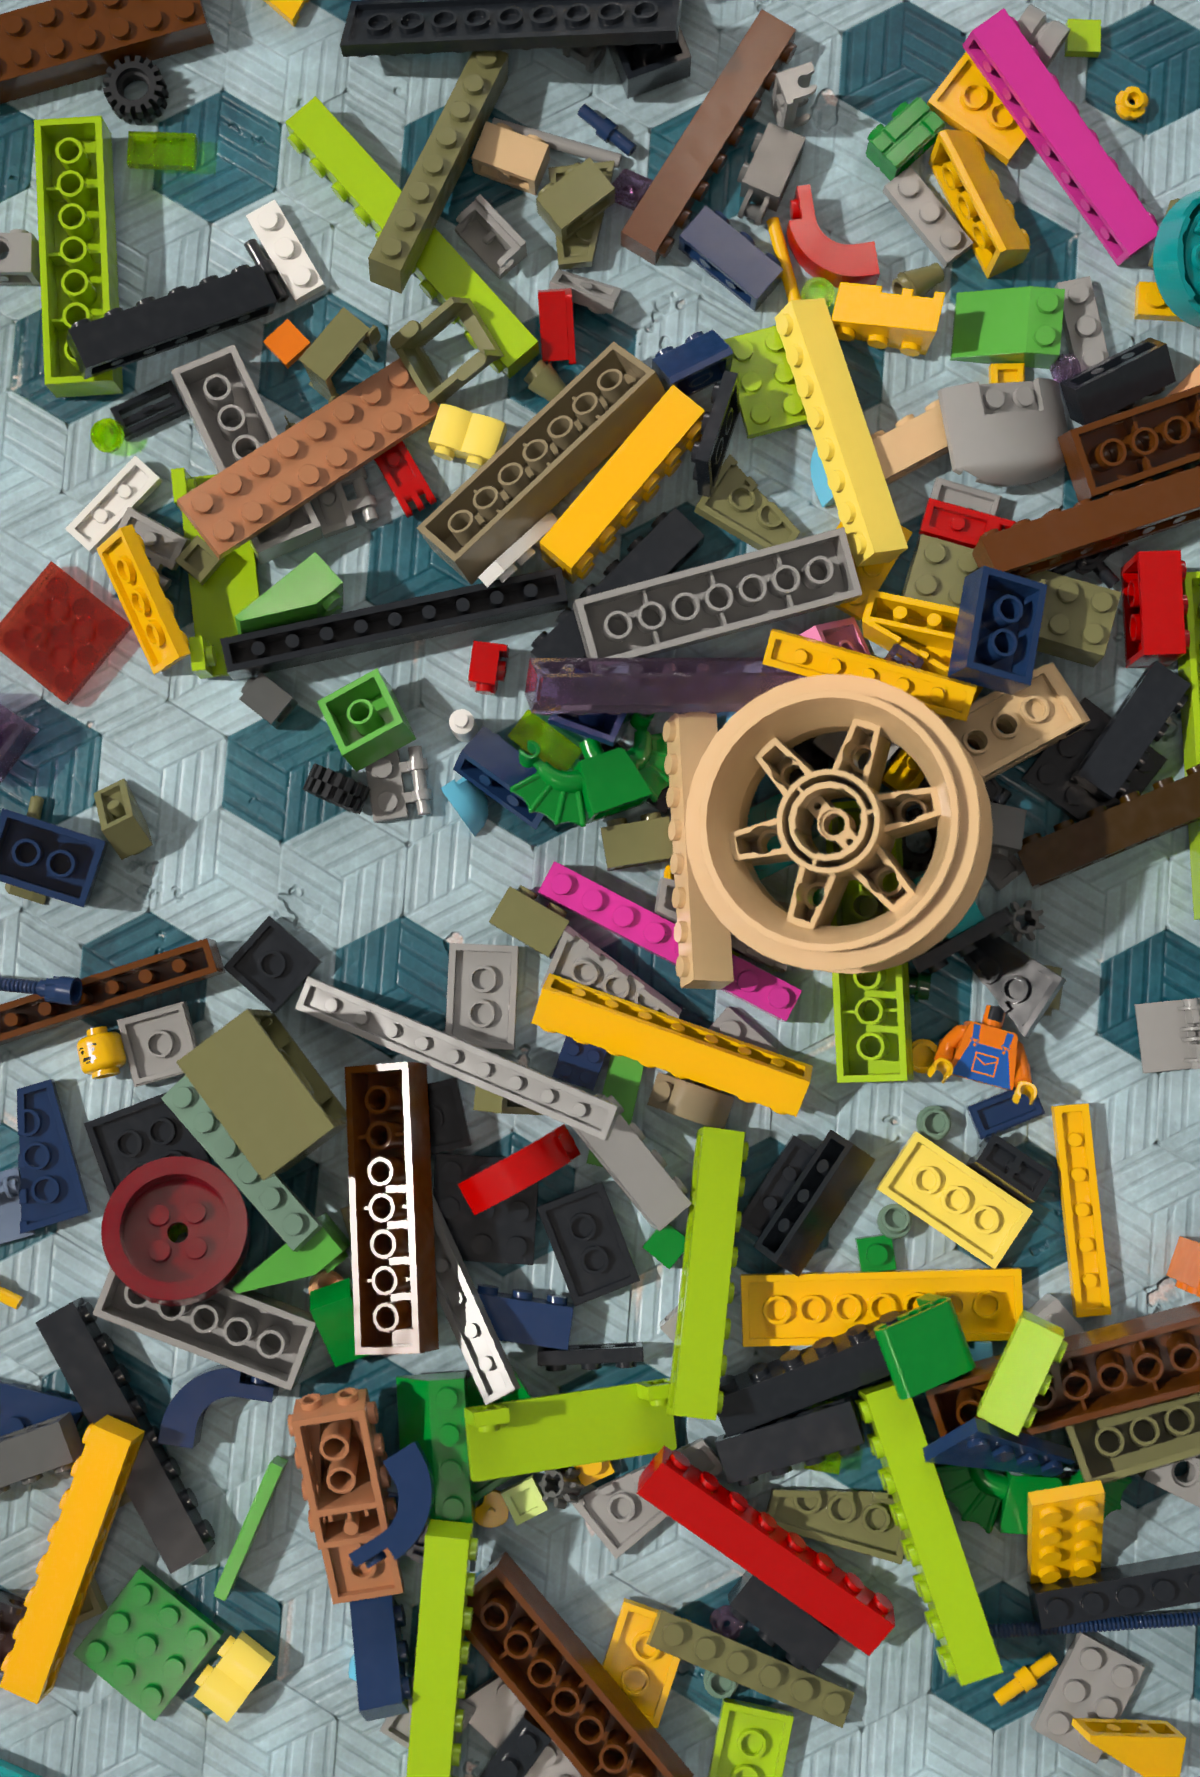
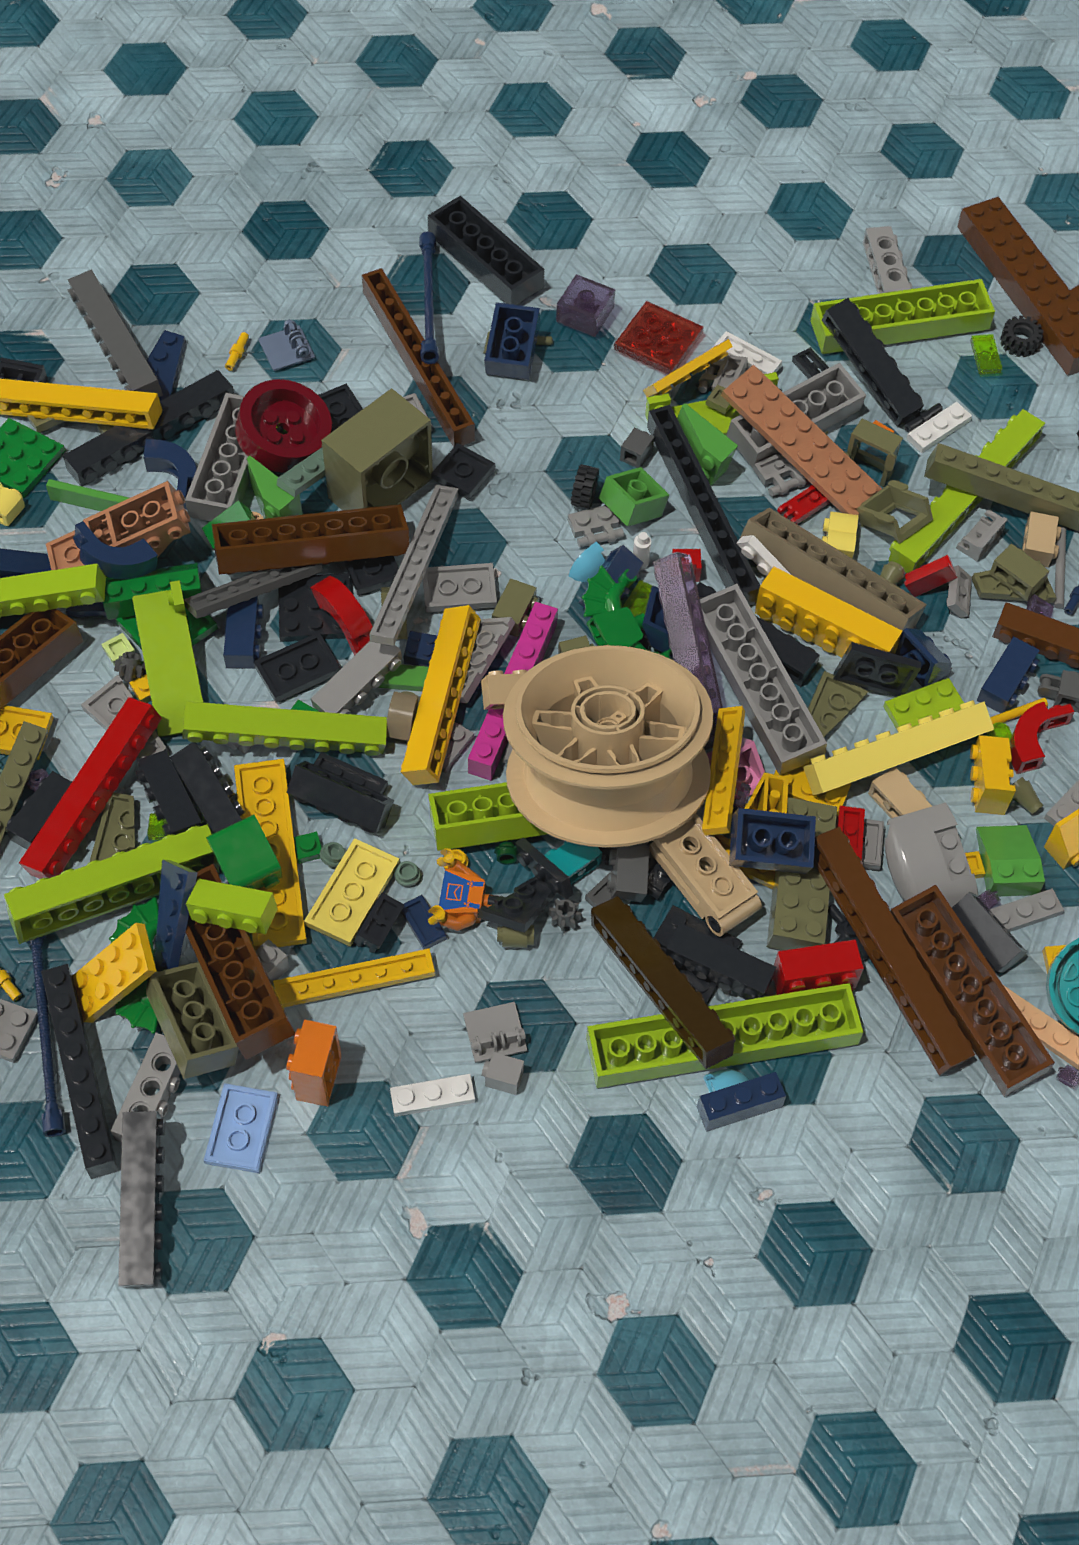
camera: 75 degrees right, 25 degrees down
(48, 1167) = (324, 368): dark blue wing -> none
(101, 1053) = (393, 380): yellow head -> none
(107, 435) = (792, 346): clear neon green plate -> none
(122, 819) = (543, 381): olive slope -> none
(492, 1511) = (108, 632): yellow piece -> none
(591, 1356) = (219, 674): black plate -> none

